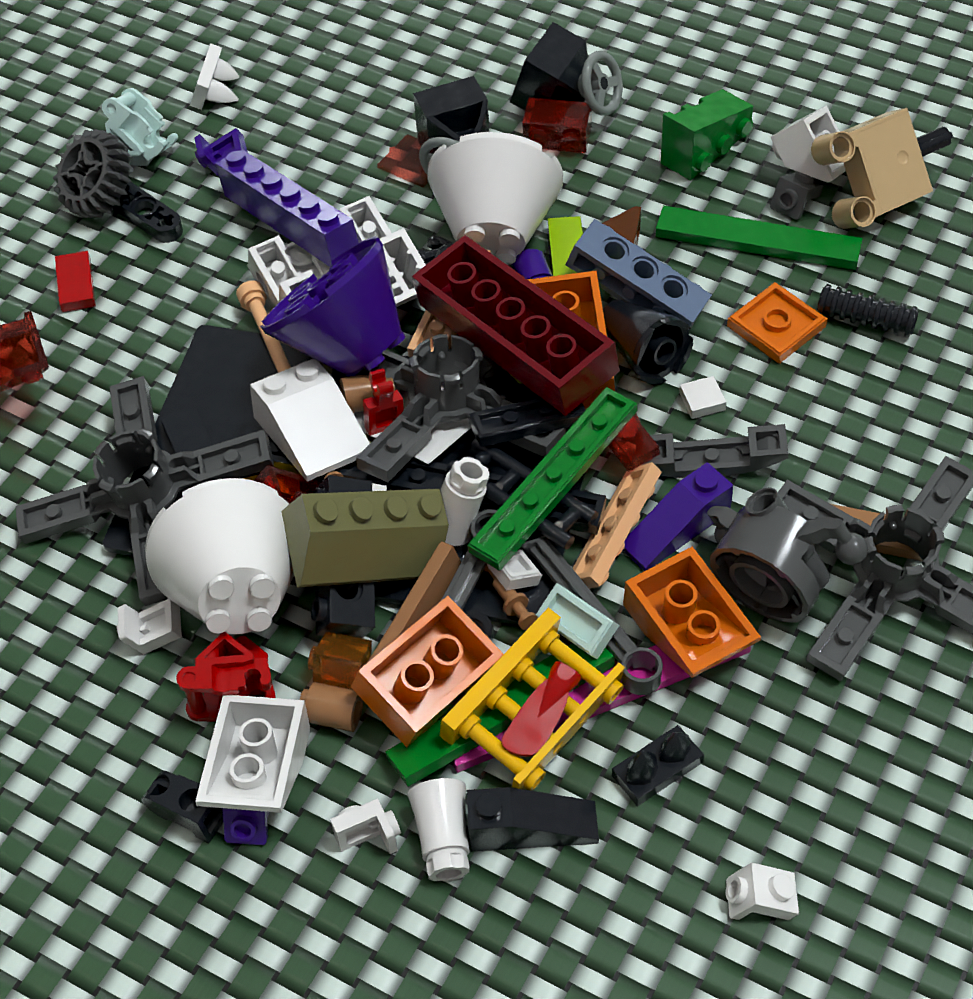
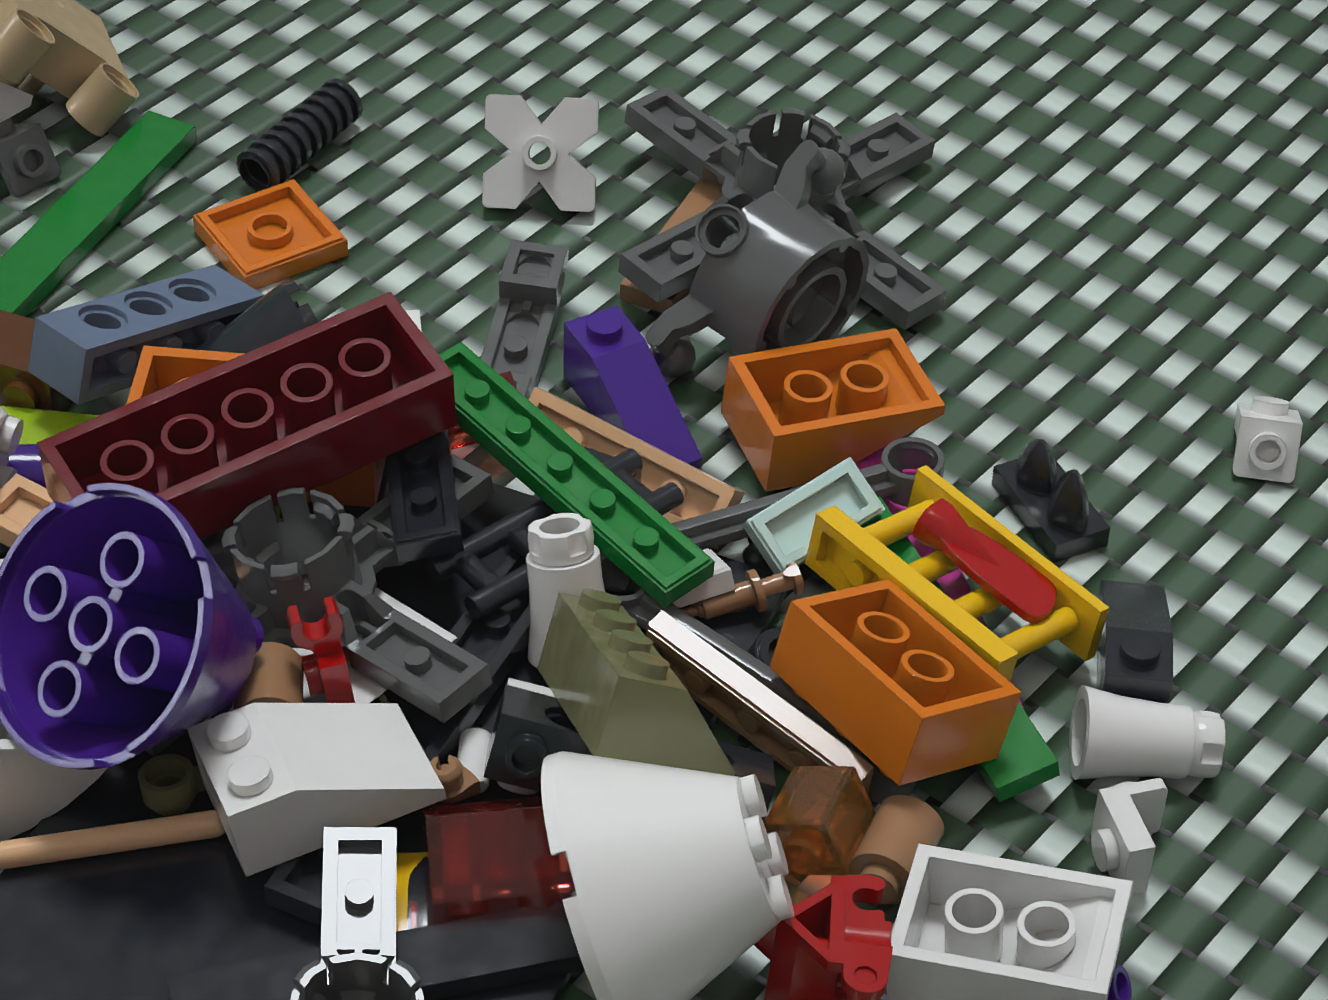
camera: 85 degrees left, 10 degrees down
(884, 424) = (563, 131): none -> white plant

